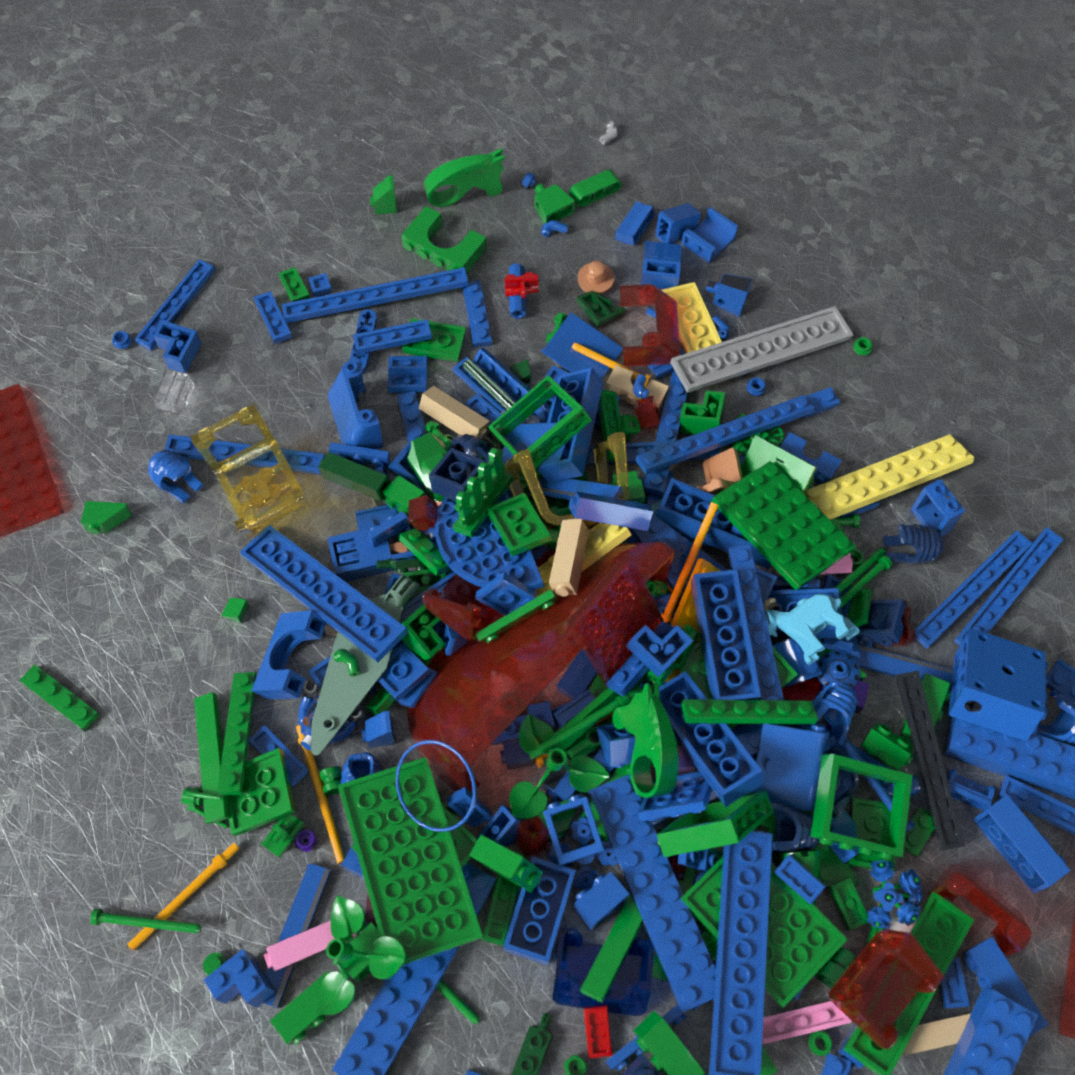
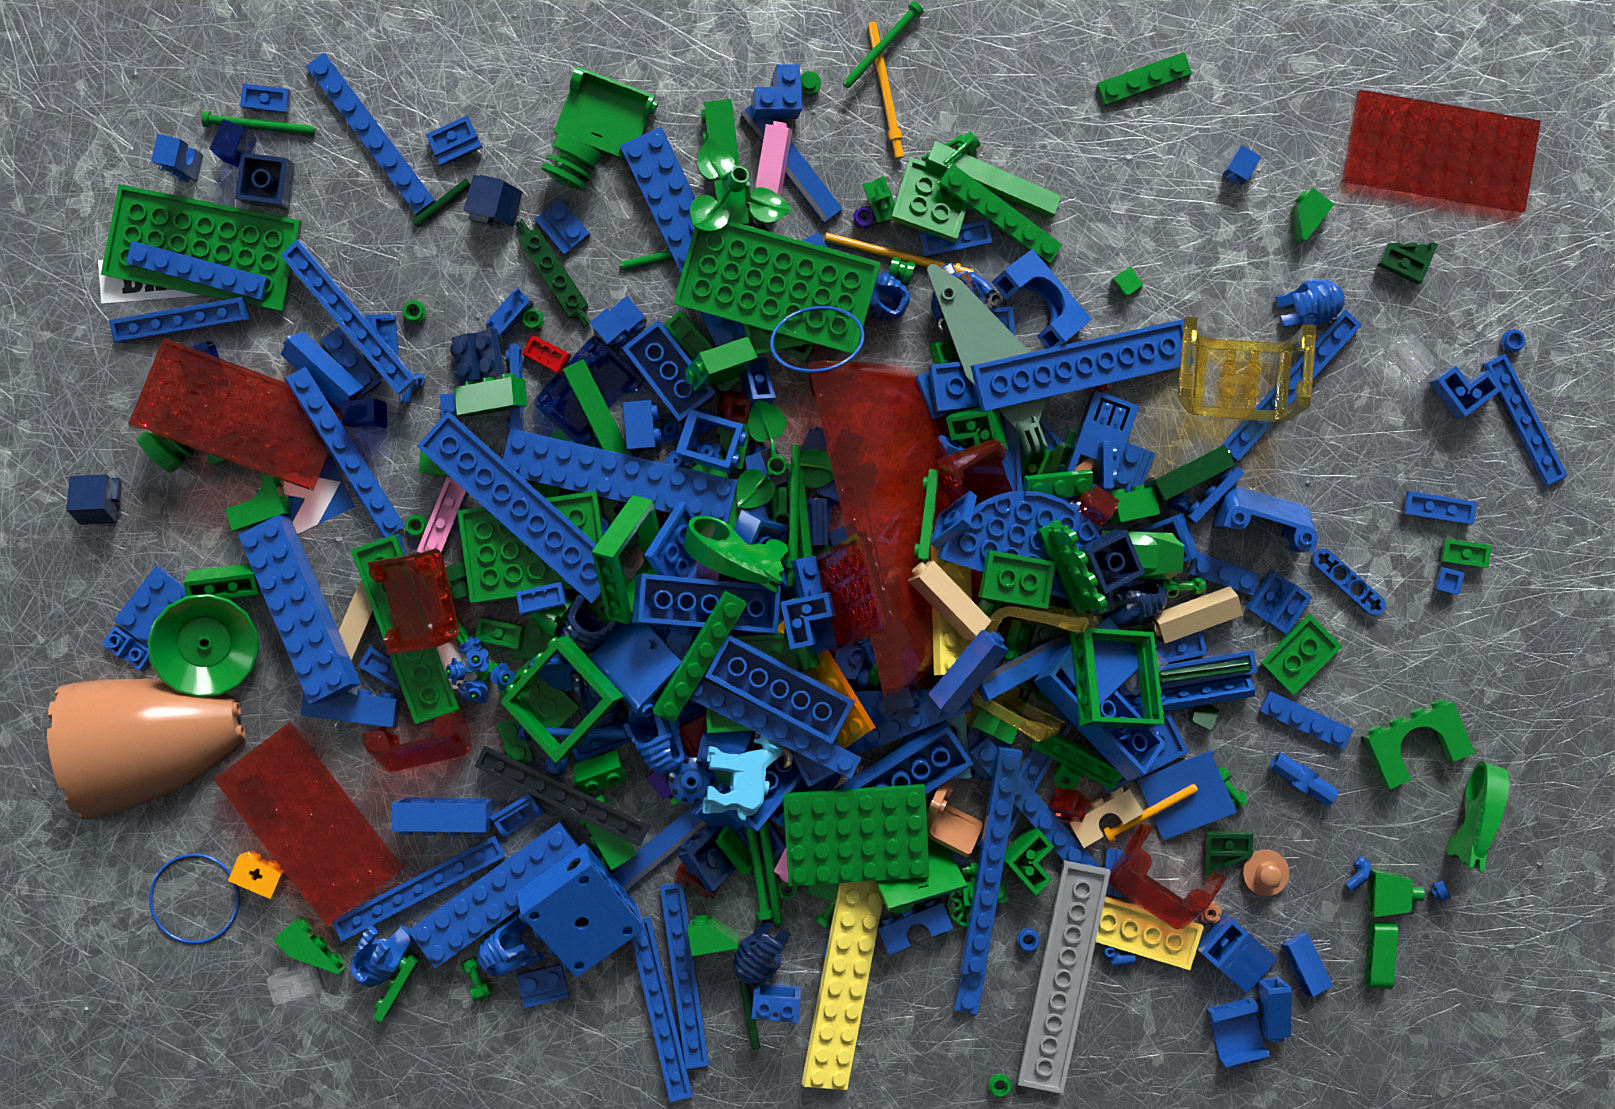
camera: 125 degrees right, 25 degrees up
(91, 583) = (1241, 165): none -> blue brick
(100, 434) = (1408, 260): none -> dark green wing
(348, 658) = (995, 347): green arm -> none
(374, 295) = (1395, 628): blue plate -> none
(379, 731) = (917, 337): blue slope -> none
(384, 197) = (1518, 717): green slope -> none
(392, 336) = (1329, 611): blue plate -> none
(461, 802) = (783, 374): blue plate -> none
(521, 285) = (1300, 781): red hips -> none
(527, 984) = (619, 322): none -> blue brick
(611, 133) = (1446, 1029): light grey arm -> none
(638, 387) = (1099, 813): blue arm -> none
(689, 563) = (846, 663): light orange bar -> none
(730, 292) = (1152, 998): blue torso -> none
(932, 583) = (710, 935): none -> green slope
(960, 526) = (751, 1023): none -> dark green bar

